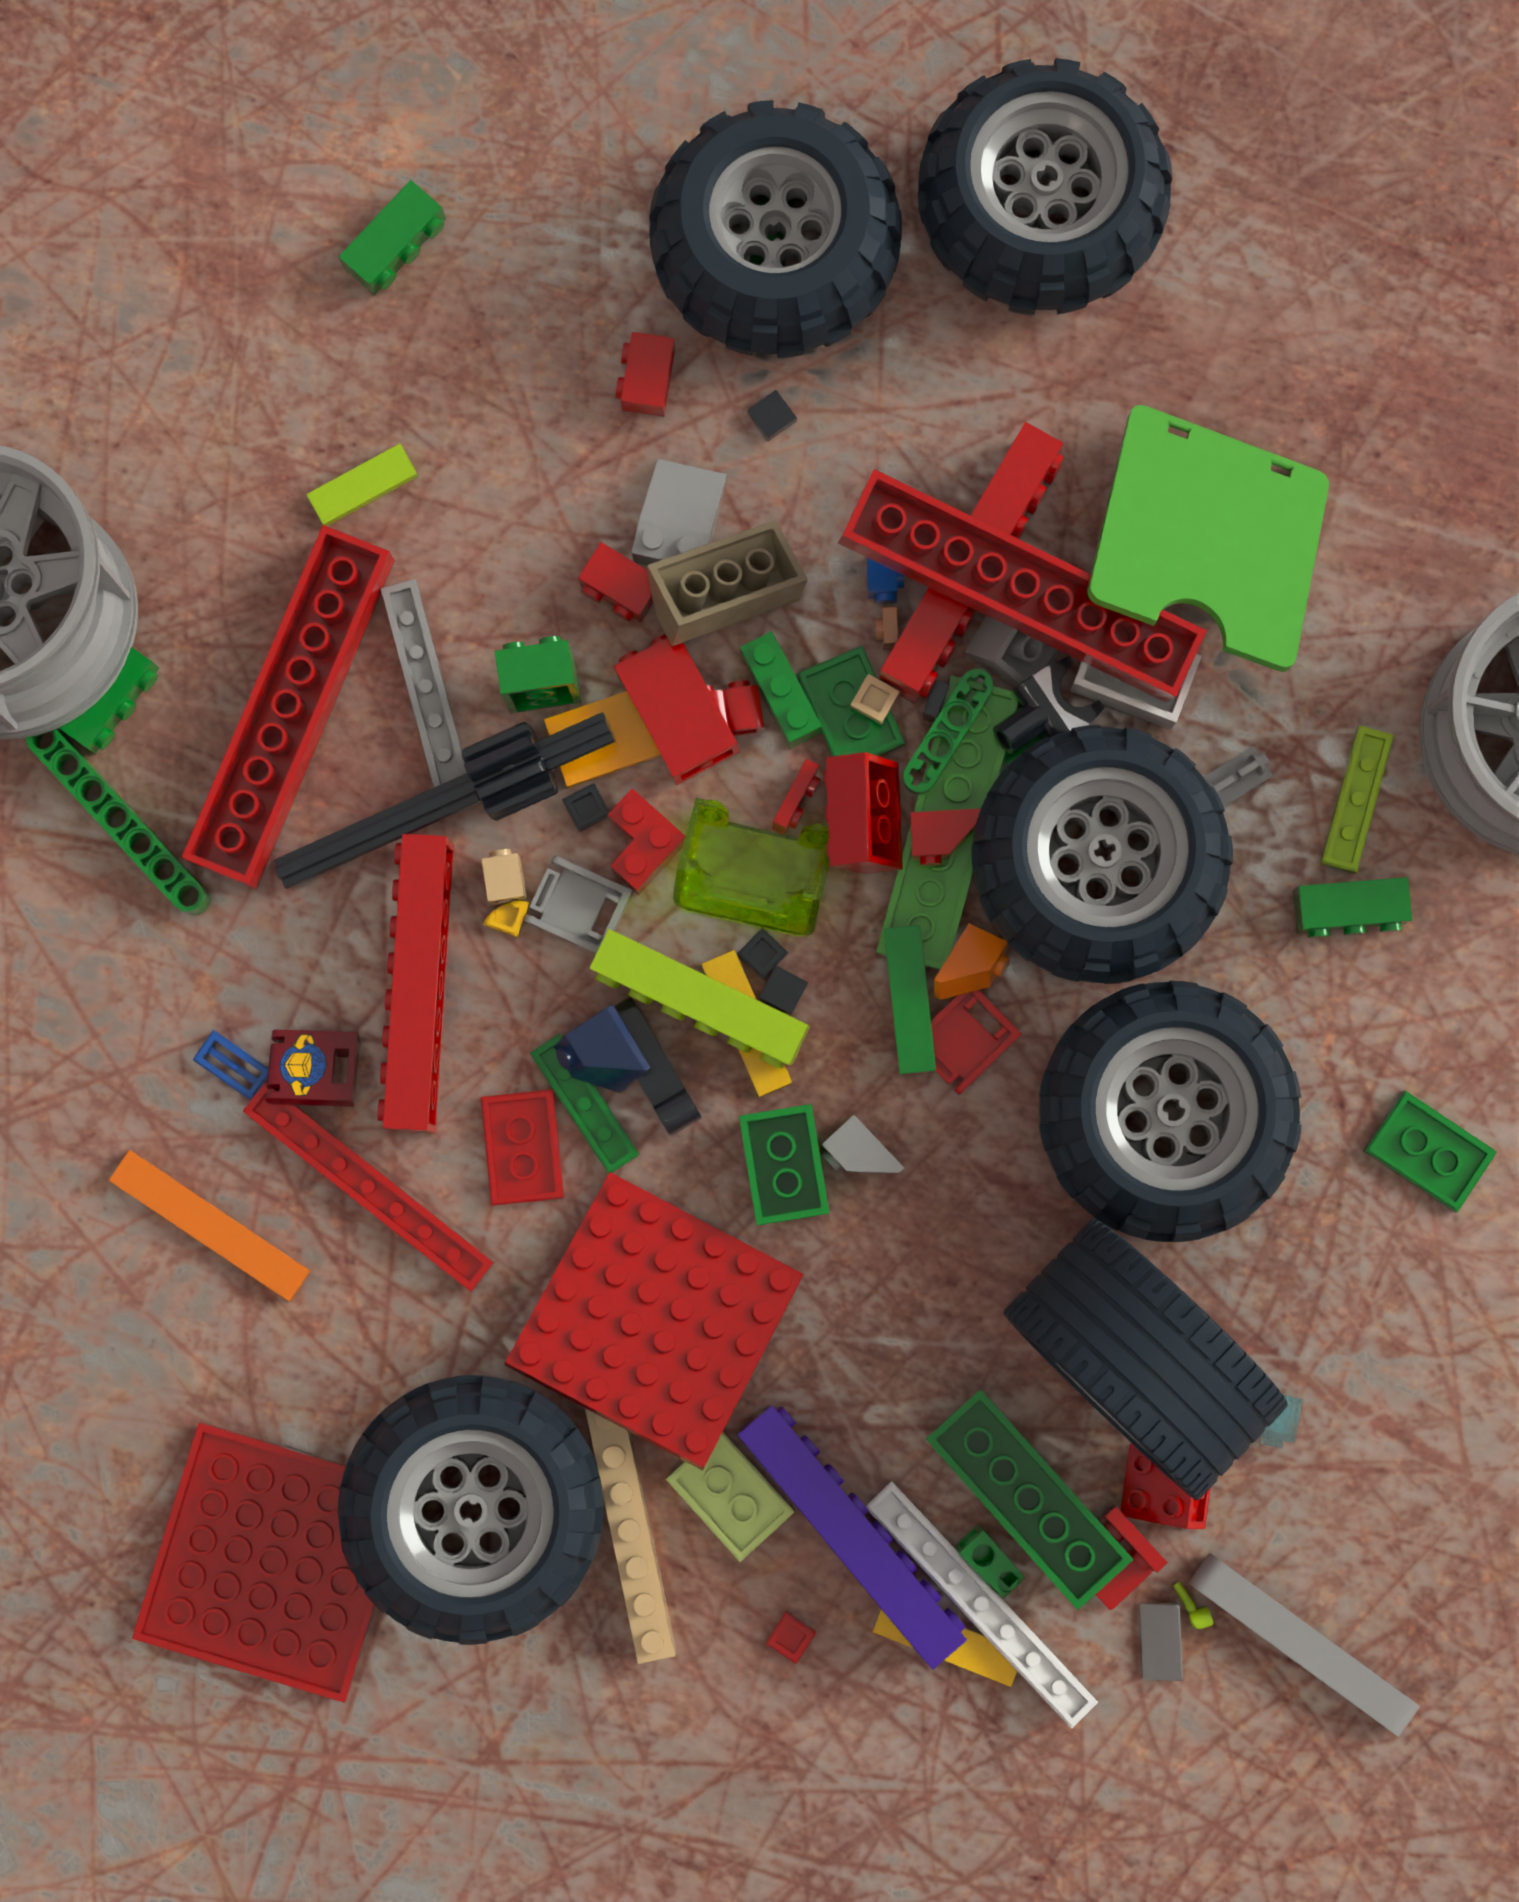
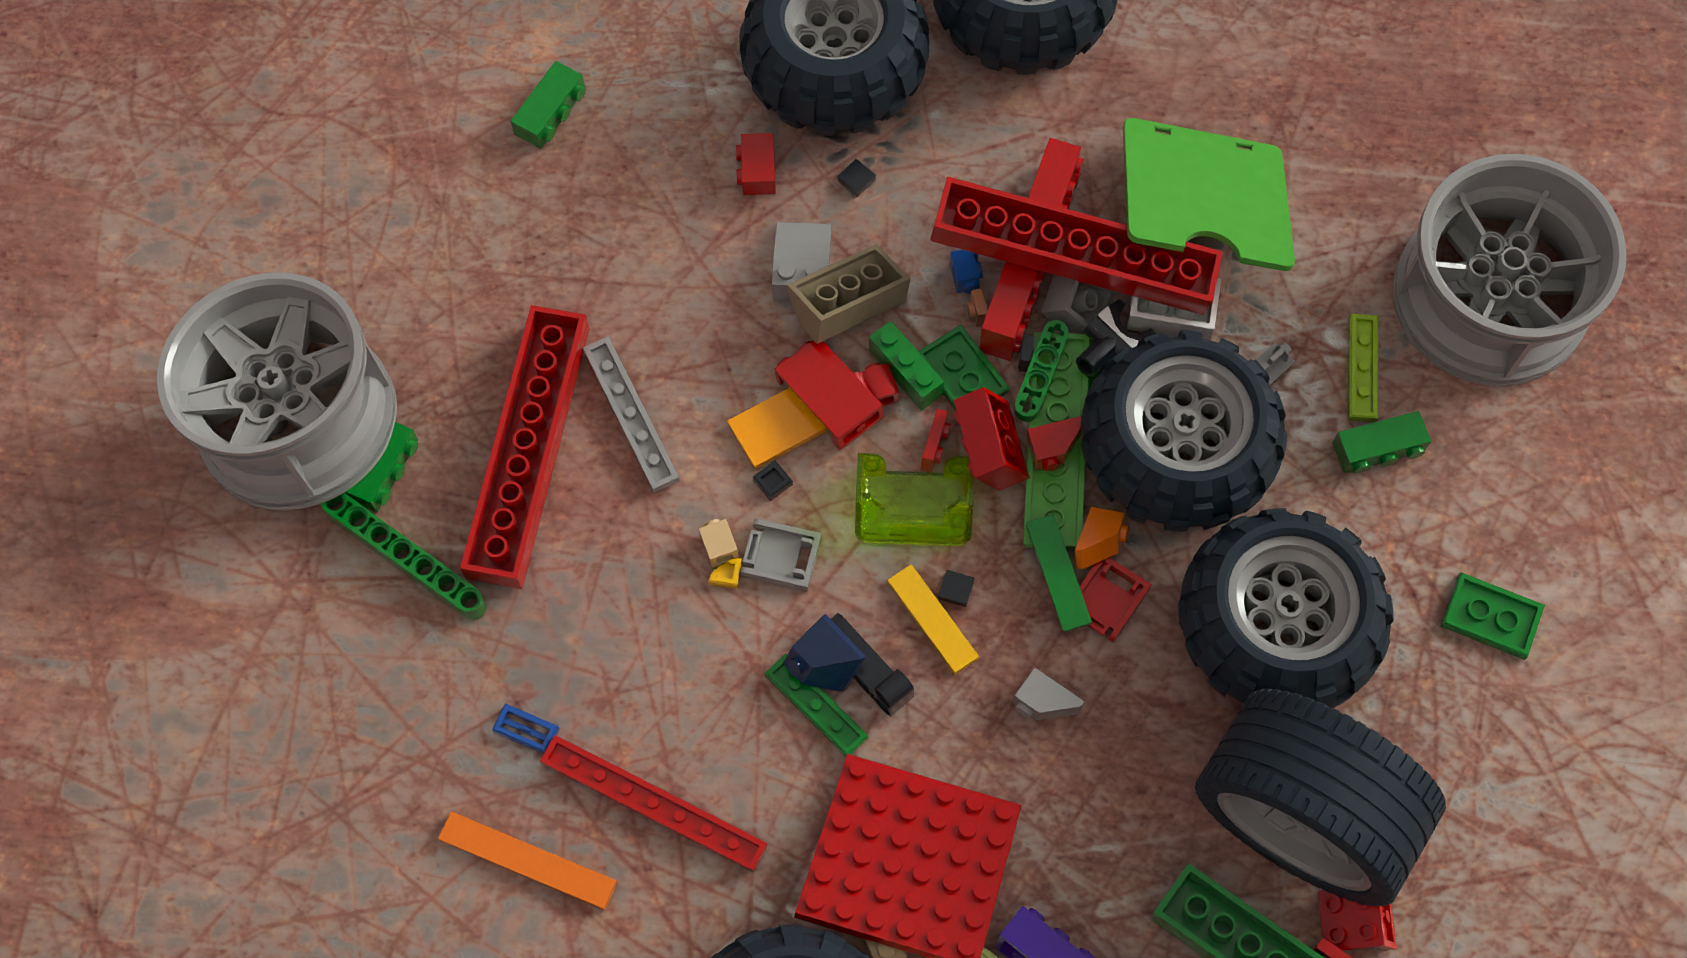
camera: 15 degrees left, 15 degrees down
(305, 1068) = (584, 716): dark red container -> none
(362, 485) = (556, 278): lime tile -> none
(417, 983) = (666, 634): red brick -> none
(501, 772) = (704, 459): black axle -> none
(522, 1147) = (772, 749): red tile -> none
(537, 675) = (718, 382): green brick -> none
(617, 582) = (765, 312): red brick -> none
(652, 844) = (829, 494): red brick -> none
(699, 997) = (893, 600): lime brick -> none
(762, 953) = (933, 563): black tile -> none
(784, 1164) = (987, 719): green brick -> none
(874, 699) = (980, 357): tan plate -> none
(1285, 1425) = (1437, 850): clear light blue brick -> none

